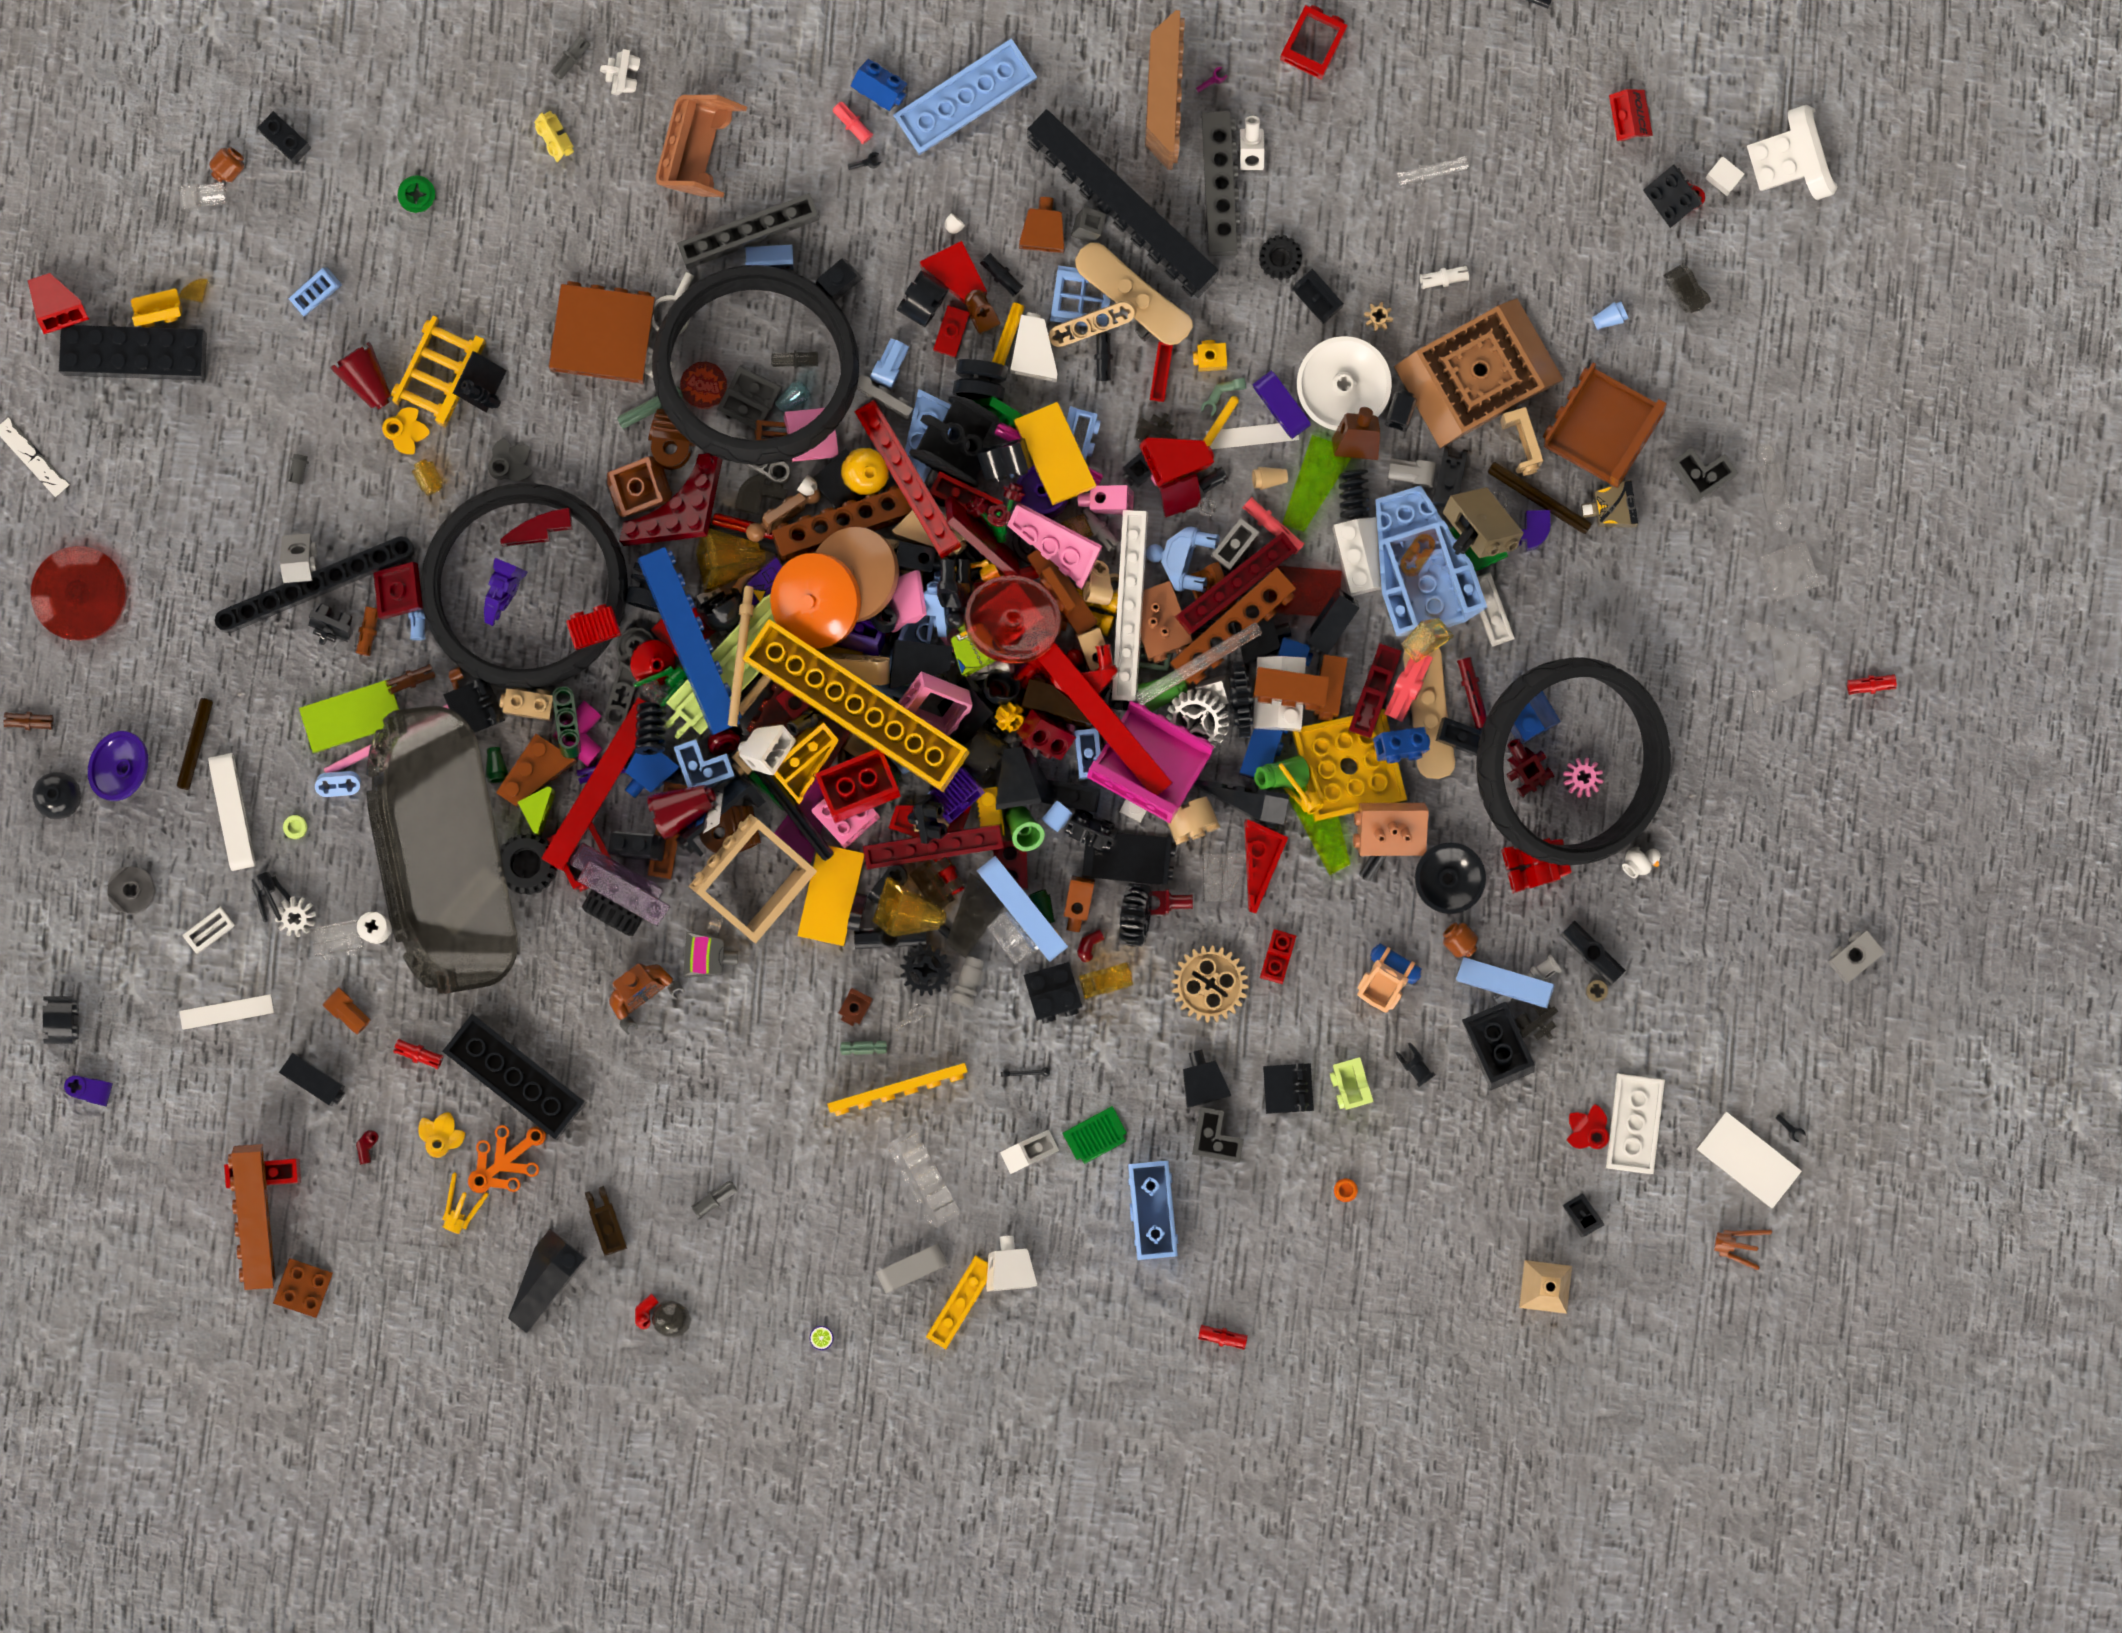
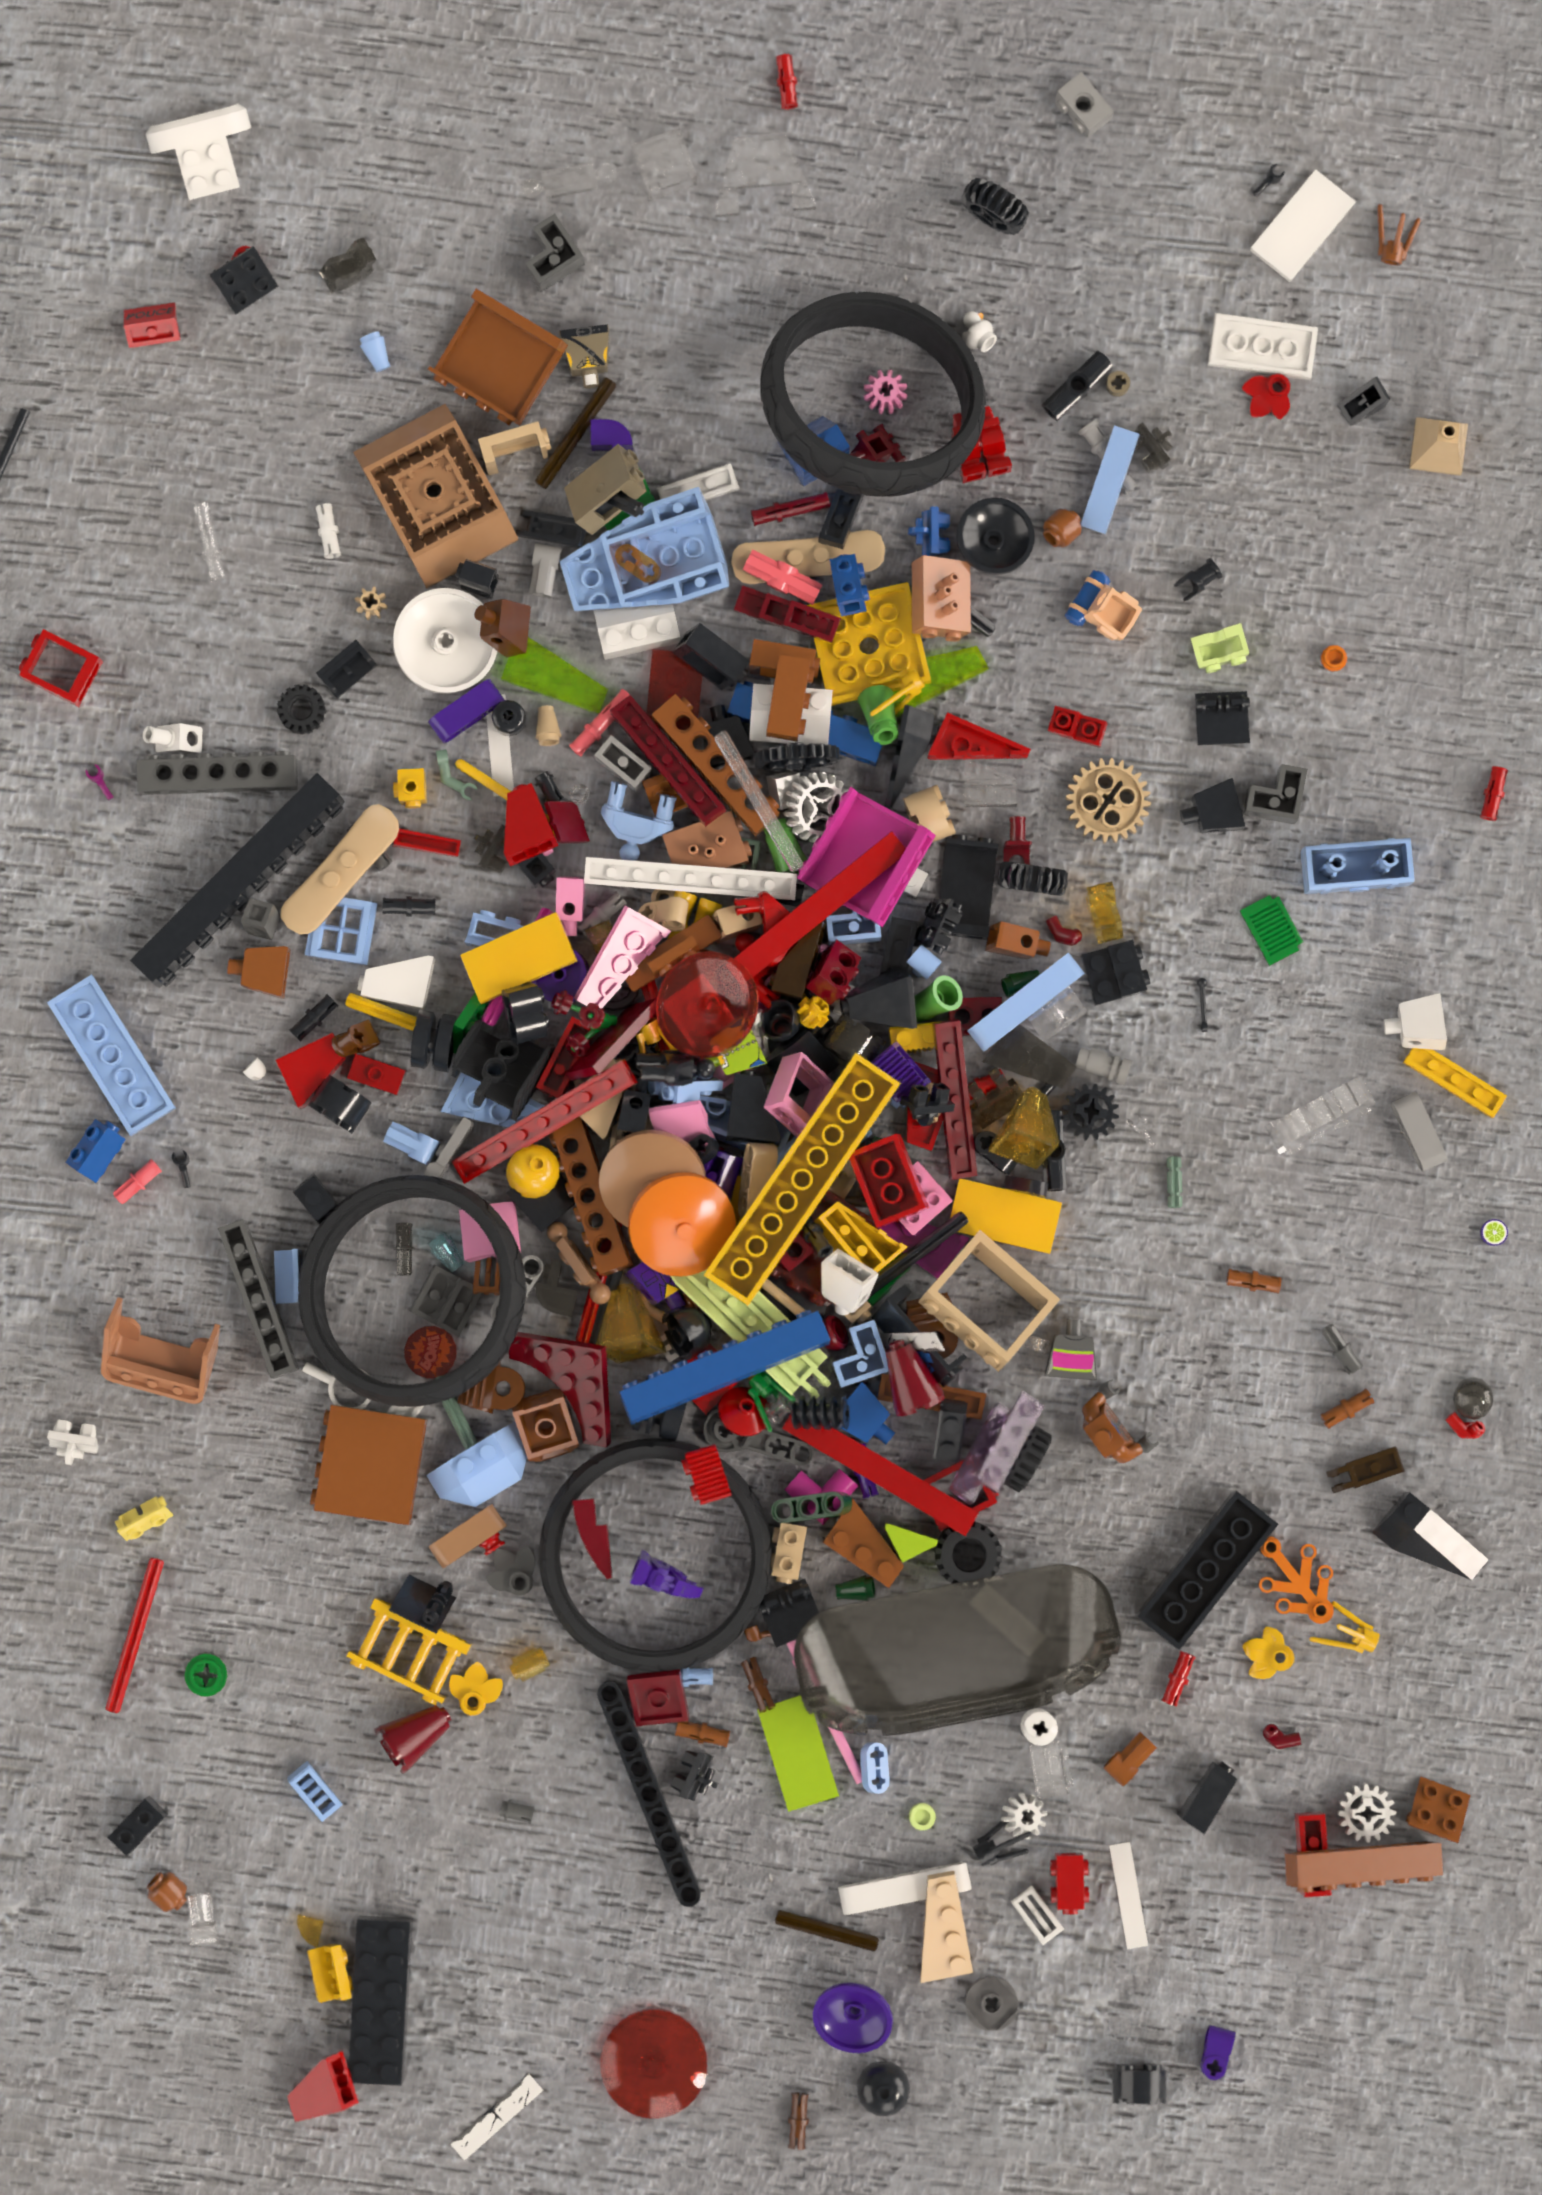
camera: 90 degrees left, 0 degrees up
(193, 846) = (945, 1939): none -> tan wing
(233, 957) = (1069, 1882): none -> red brick
(297, 558) = (620, 1811): light grey brick -> none
(310, 1222) = (1365, 1796): none -> white gear
(451, 131) = (134, 1635): none -> red axle
(533, 442) = (492, 1544): none -> red bush
(540, 420) = (467, 1536): none -> medium nougat beam
(570, 57) = (54, 1498): dark grey axle -> none
(599, 432) = (482, 1469): none -> light blue wedge
(660, 1204) = (1347, 1408): none -> dark orange pin
(745, 611) = (691, 1303): tan bar -> none
(774, 1119) = (1253, 1281): none -> dark orange pin
(808, 486) = (548, 1234): white hinge -> none
(861, 1000) = (1120, 1190): copper brick -> none
(888, 1092) = (1219, 1132): yellow plate -> none
(1029, 1151) = (1291, 1000): white slope -> none
(1091, 321) = (375, 915): tan beam -> none
(1165, 90) = (114, 829): medium nougat slope -> none
(1275, 450) = (505, 726): none -> black head
(1353, 494) = (568, 633): black piece -> none
(1426, 638) = (733, 554): clear yellow slope -> none
(1457, 818) = (927, 532): none -> blue hips
(1498, 1046) = (1178, 488): black slope -> none
(1724, 176) = (223, 223): white panel -> none
(1756, 874) = (995, 206): none -> black gear

